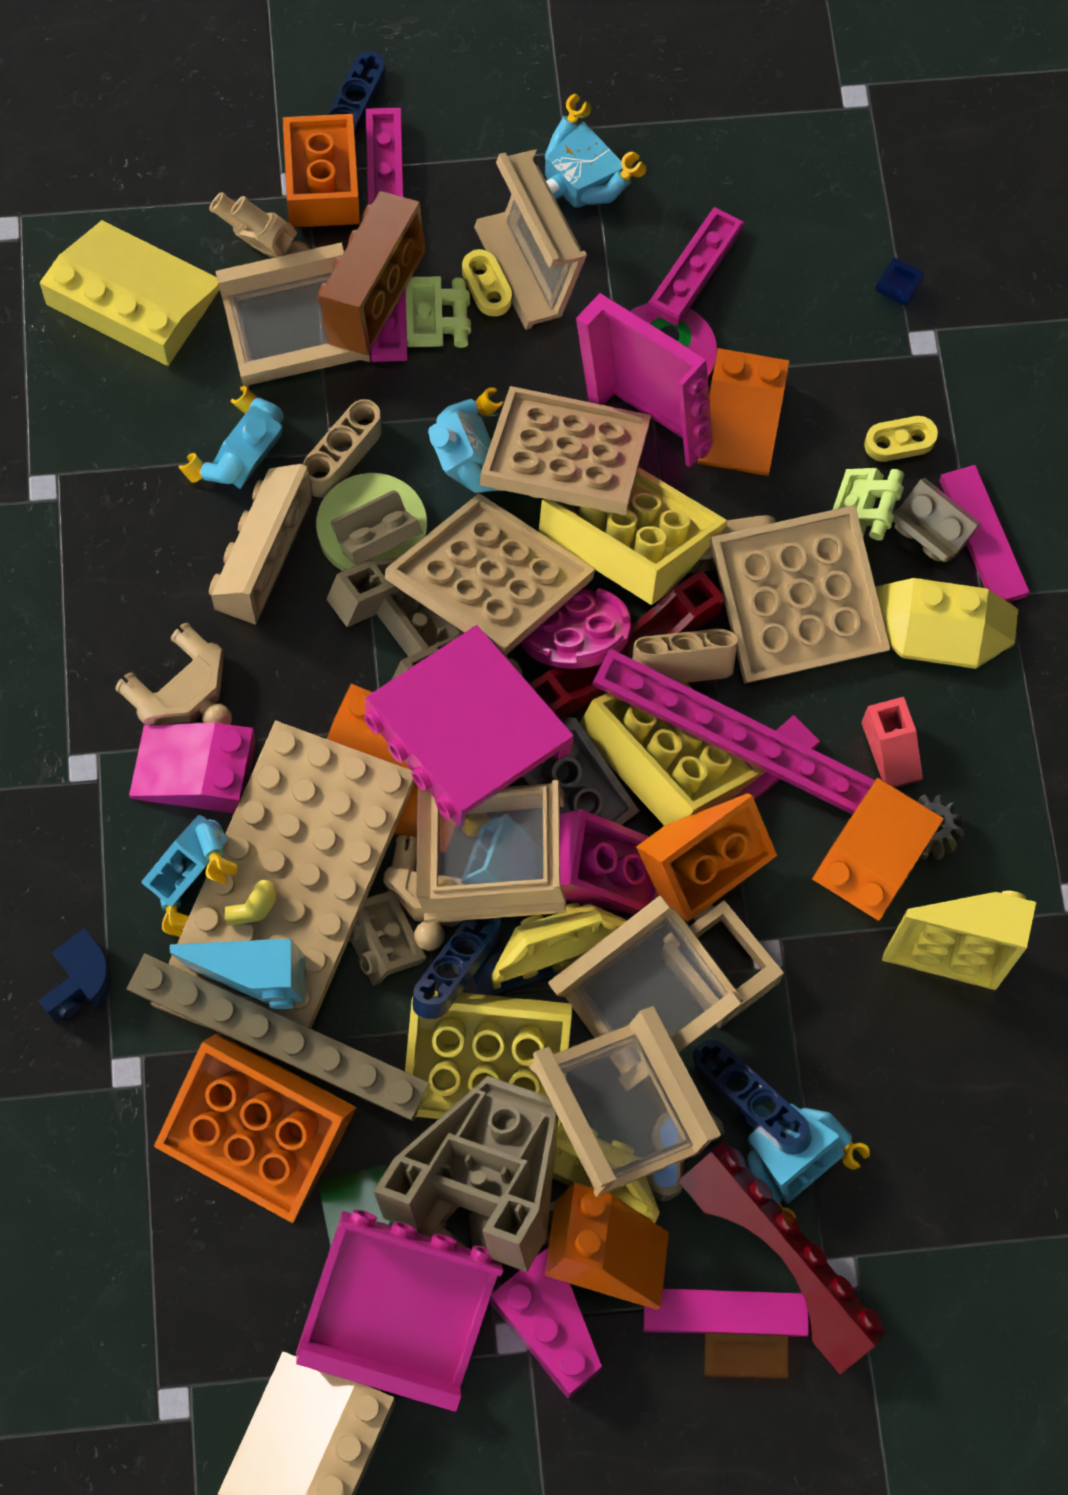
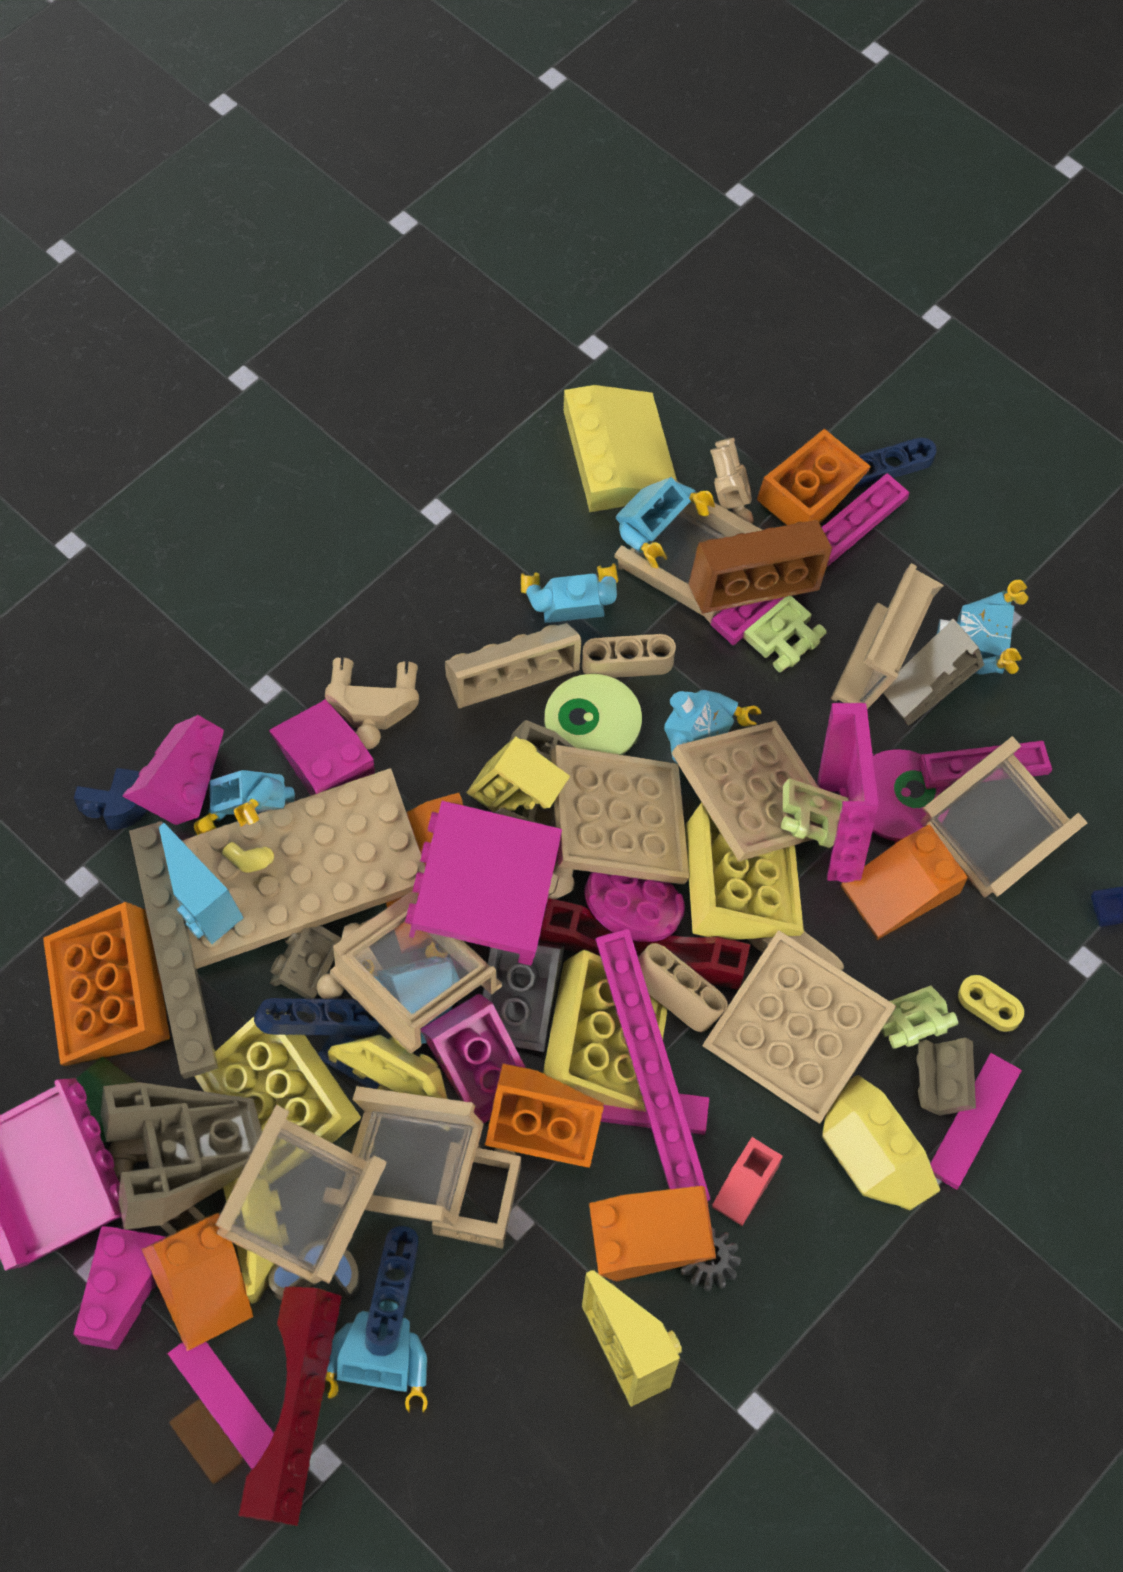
camera: 50 degrees right, 5 degrees down
(108, 899) = (179, 772): none -> dark pink wedge
(232, 312) = (652, 512): none -> medium azure torso
(375, 528) = (586, 718): dark tan bracket -> none
(385, 623) = (517, 778): none -> light yellow wedge
(488, 285) = (836, 648): light yellow plate -> none
(590, 220) = (934, 672): none -> dark tan wedge
(624, 418) = (808, 805): none -> yellowish green plate
(763, 297) = (998, 821): none -> clear piece

